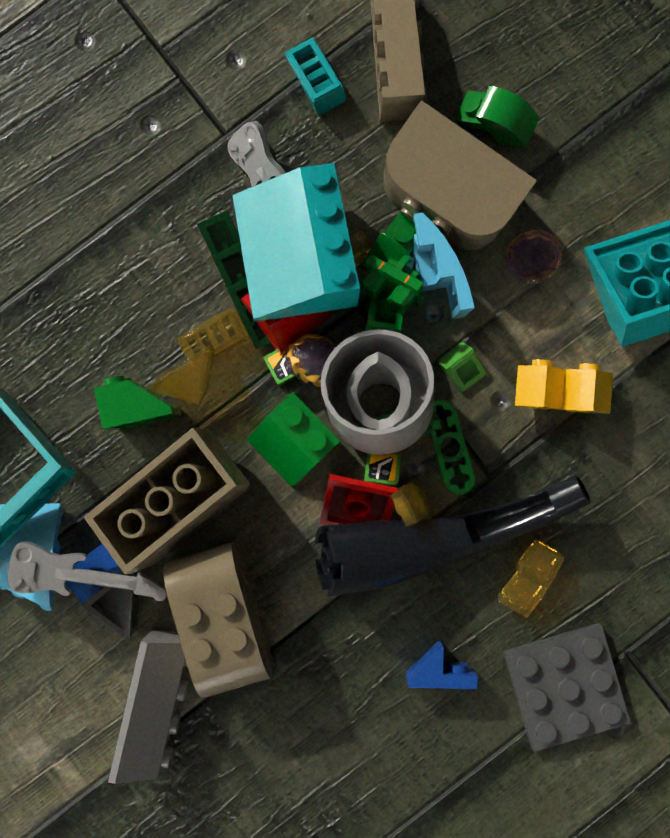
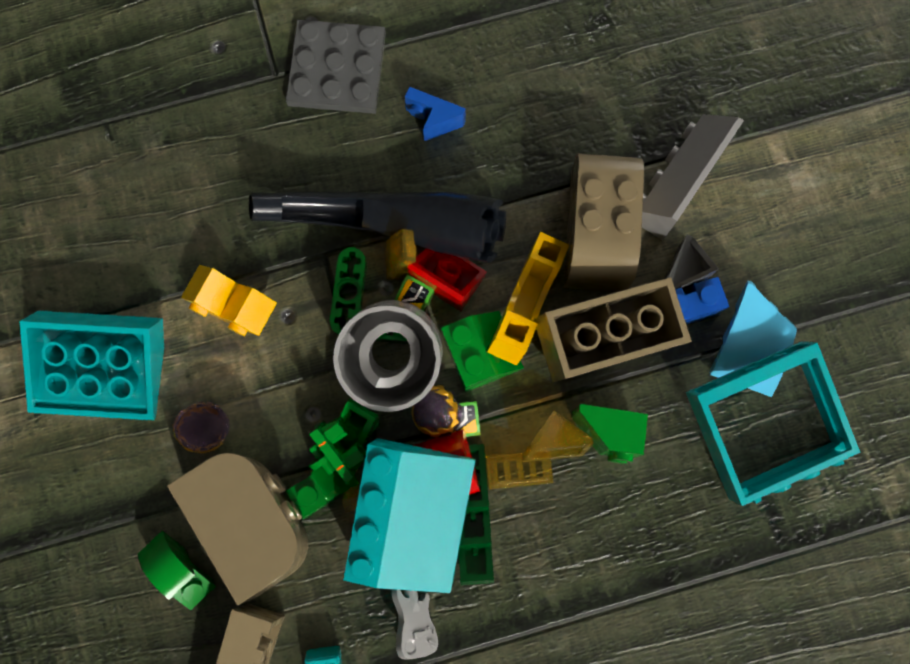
camera: 155 degrees left, 10 degrees down
(37, 569) = (747, 315): light grey piece -> none
(266, 520) = (527, 298): none -> yellow arch
(440, 266) = (288, 449): medium azure slope -> none
(462, 366) = (307, 357): bright green slope -> none
(533, 578) = (322, 159): clear yellow slope -> none

